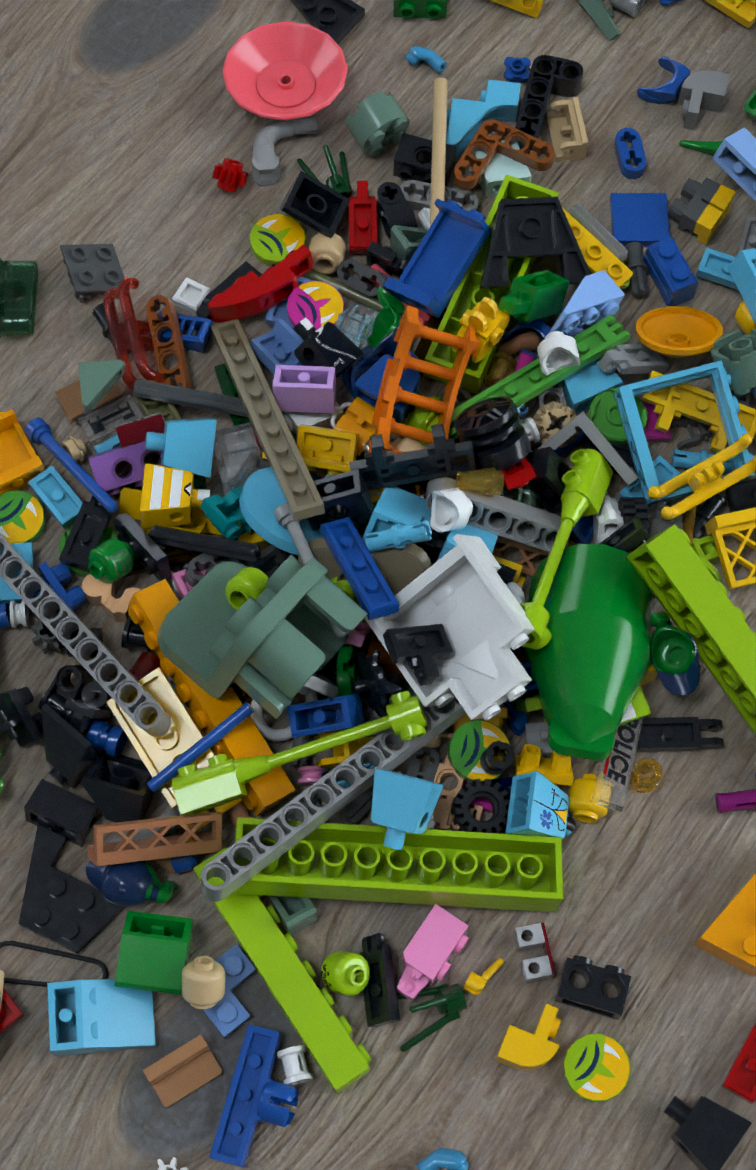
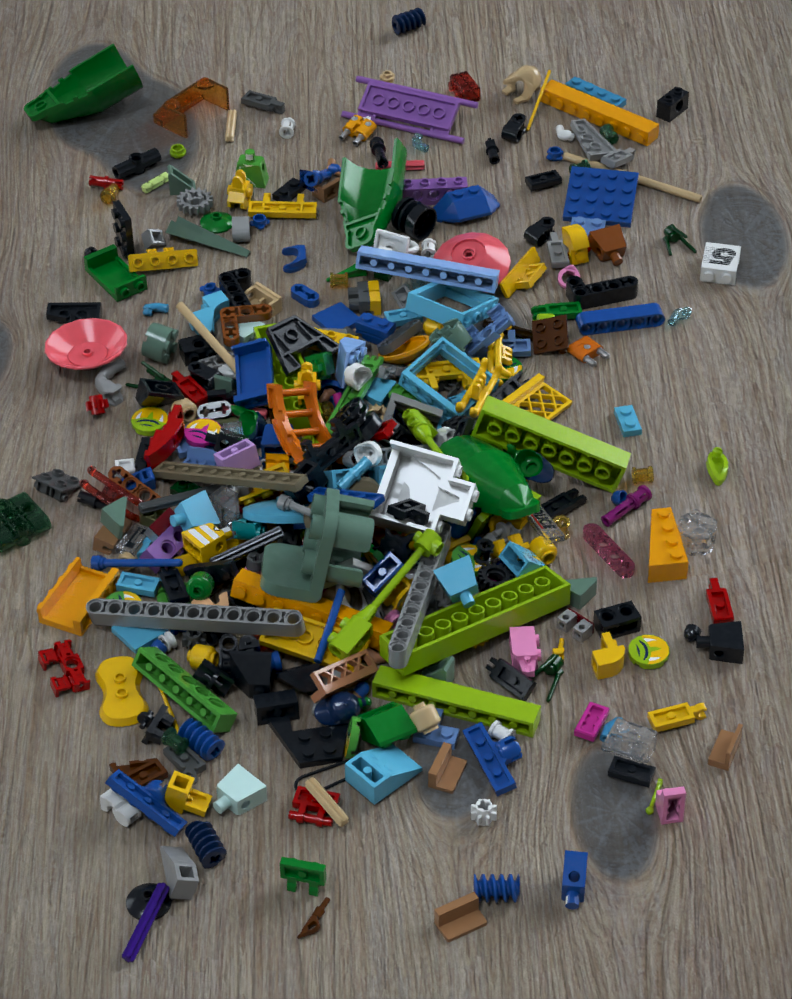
camera: 35 degrees left, 25 degrees down
(35, 671) = (199, 653): none -> yellow head
(97, 942) = (352, 737): none -> bright green tile
(245, 584) = (292, 544): lime head -> none
(345, 972) = (491, 680): lime head -> none
(424, 1132) = (591, 721): none -> dark pink plate
(482, 481) = (374, 435): clear yellow cone -> none
(583, 902) = (582, 591): none -> sand green slope
(676, 1083) = (691, 632): none -> black hinge
(682, 154) = (338, 279): none -> clear yellow bush
(686, 855) = (605, 551): none -> clear pink beam
(690, 305) = (399, 337): none -> dark grey beam
(702, 91) = (319, 253): light grey brick -> none

